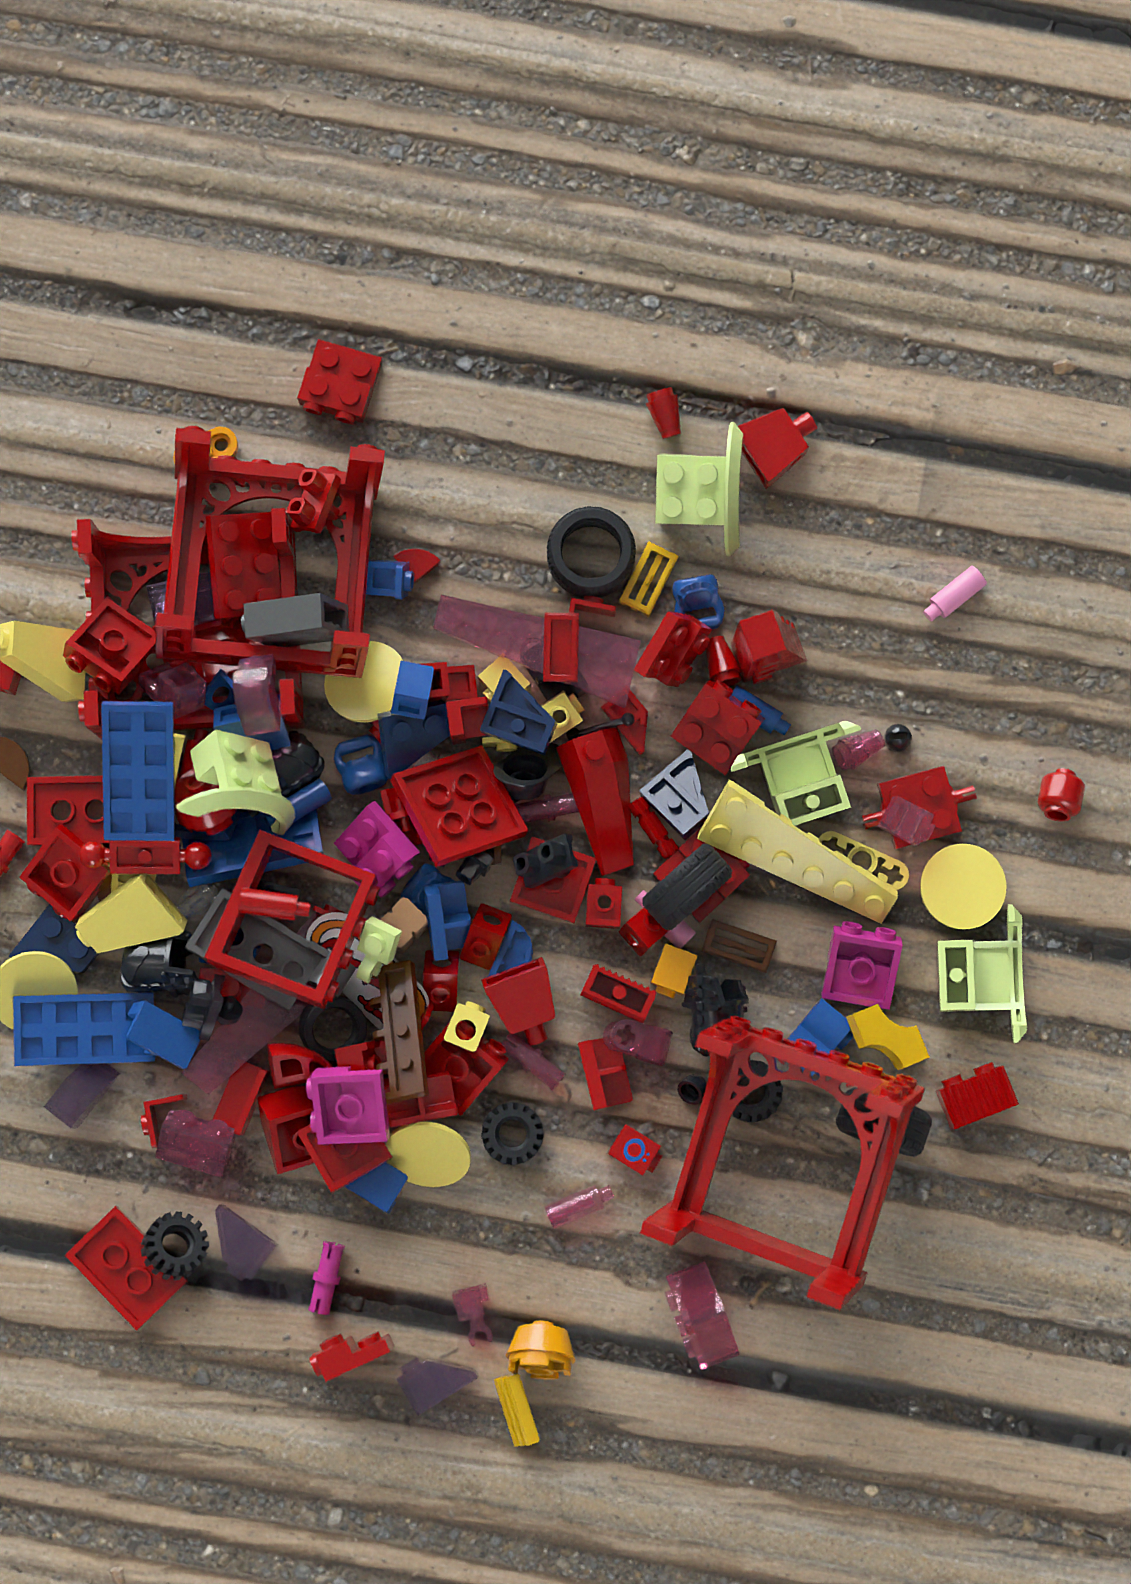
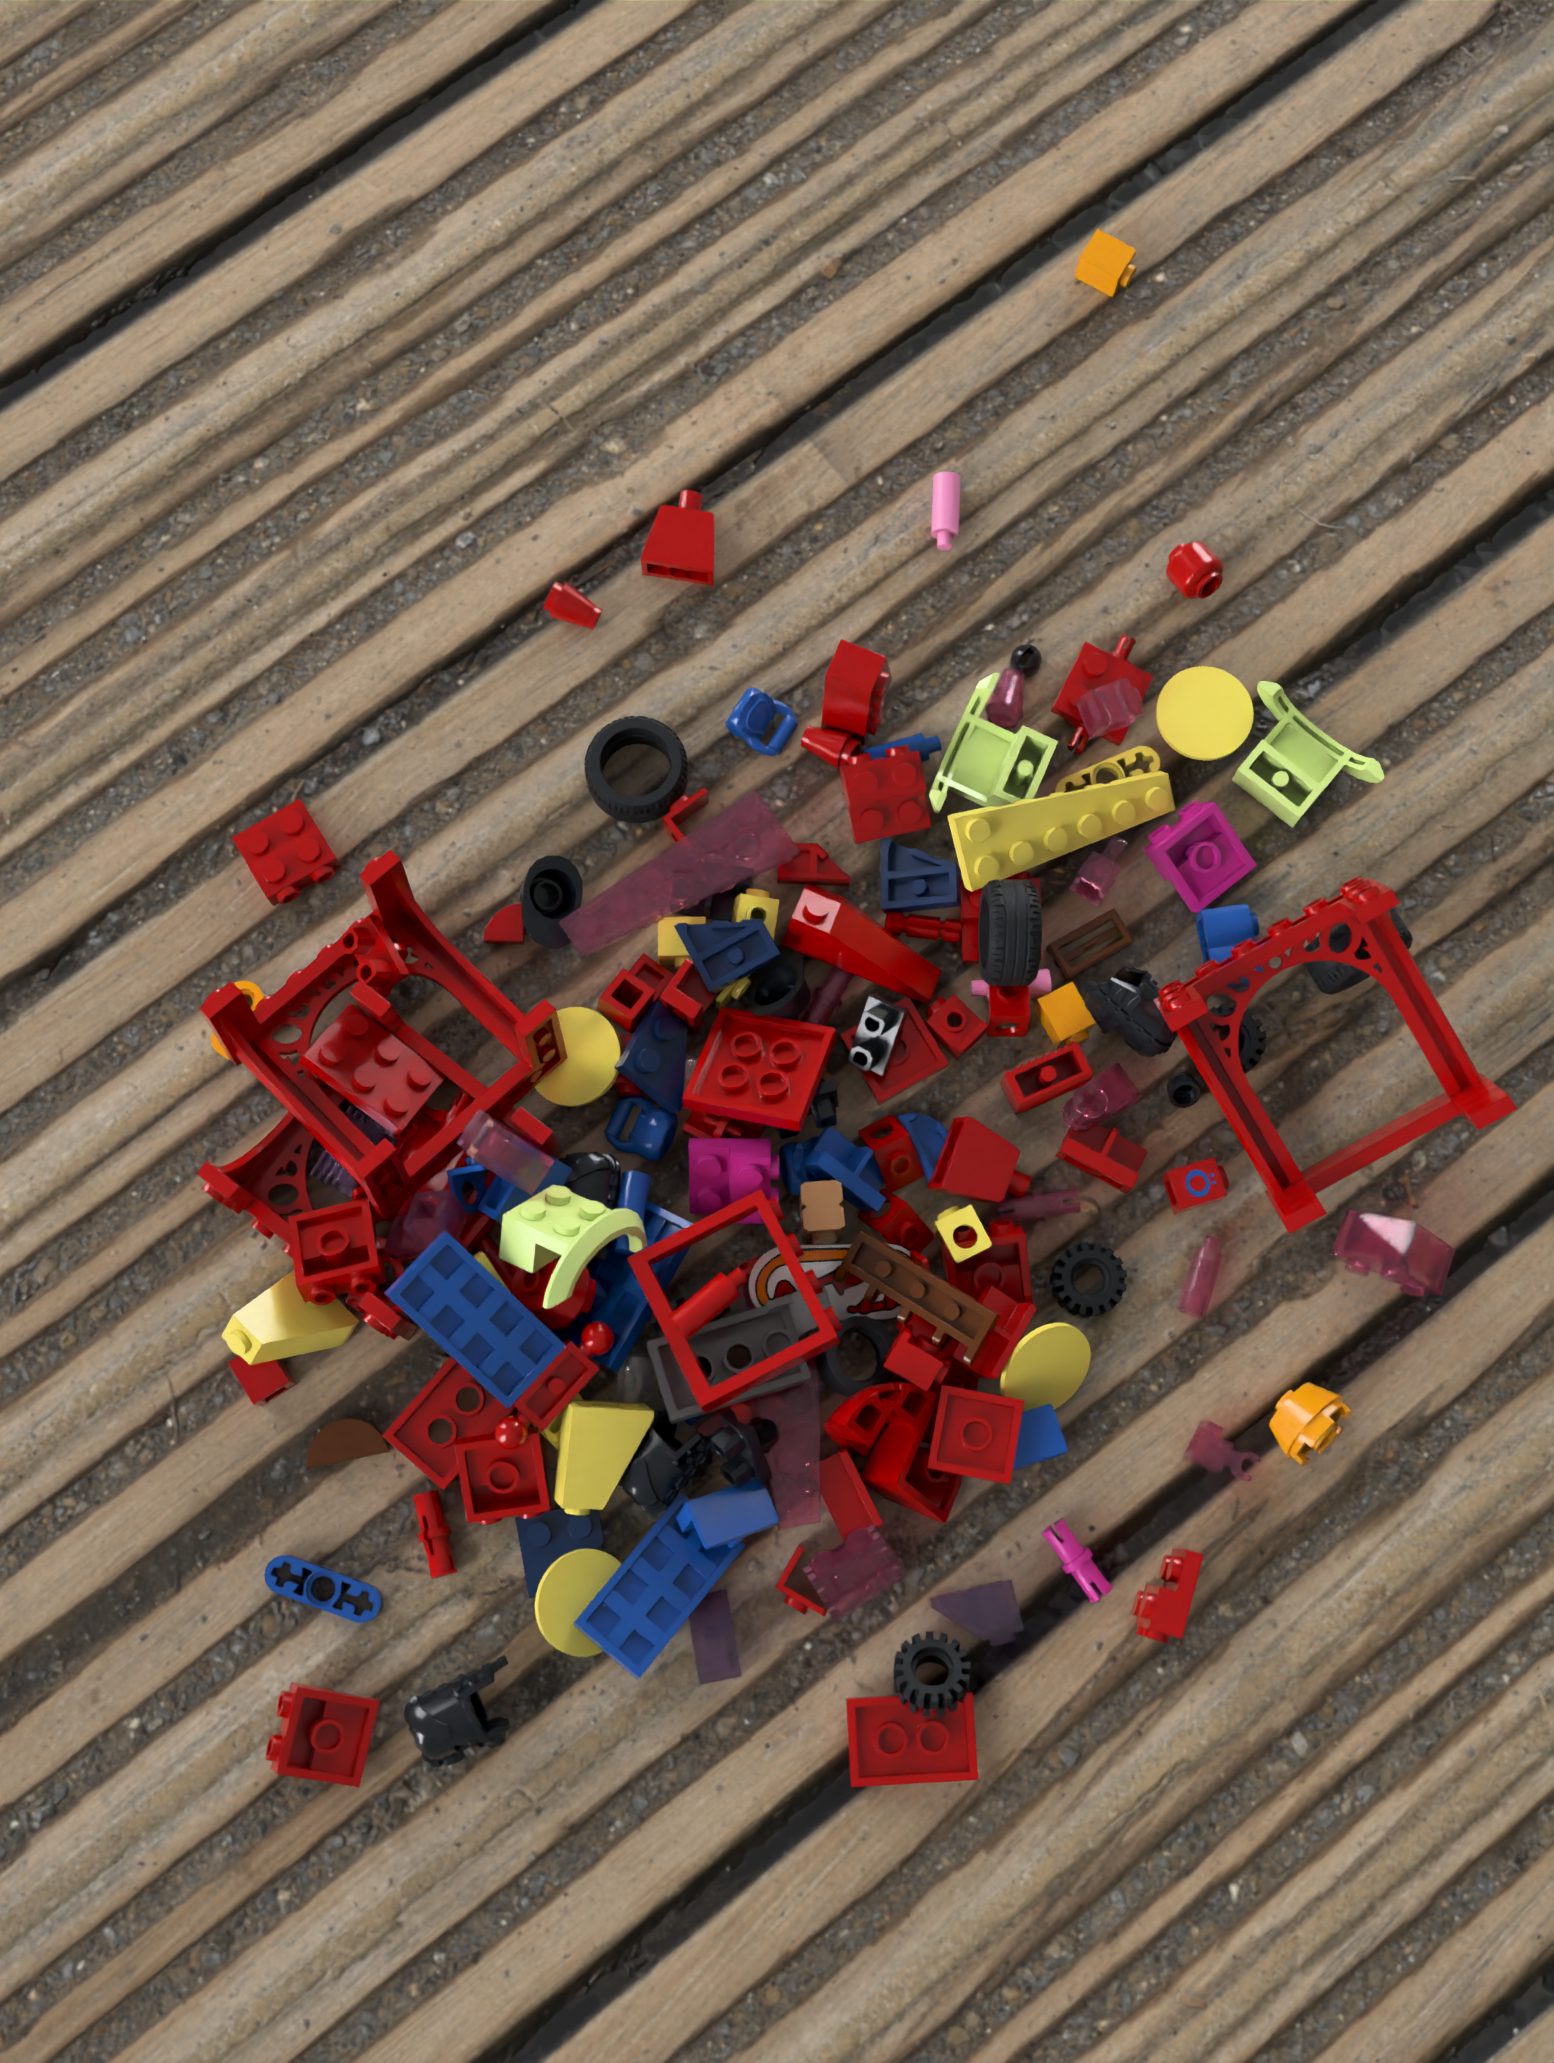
camera: 50 degrees left, 5 degrees down
(294, 620) = (466, 1063): dark grey brick -> none
(348, 1105) = (949, 1396): dark pink plate -> none
(379, 944) = (825, 1243): yellowish green plate -> none
(389, 578) = (501, 958): blue bracket -> none
(412, 690) = (622, 1017): blue panel -> none
(432, 1381) = (1253, 1543): clear purple slope -> none
(454, 573) = (547, 896): none -> black piece
(516, 1410) = (1341, 1490): yellow tile -> none
(561, 647) = (700, 858): red tile -> none
(627, 719) = (810, 865): black hinge -> none
(636, 604) = (714, 774): yellow tile -> none
(674, 649) = (787, 769): red plate -> none
(702, 489) = (670, 627): yellowish green piece -> none
(790, 911) = (1099, 872): none -> clear pink piece
(899, 1043) = (1289, 883): yellow tile -> none
(976, 1096) = (1396, 853): red brick -> none

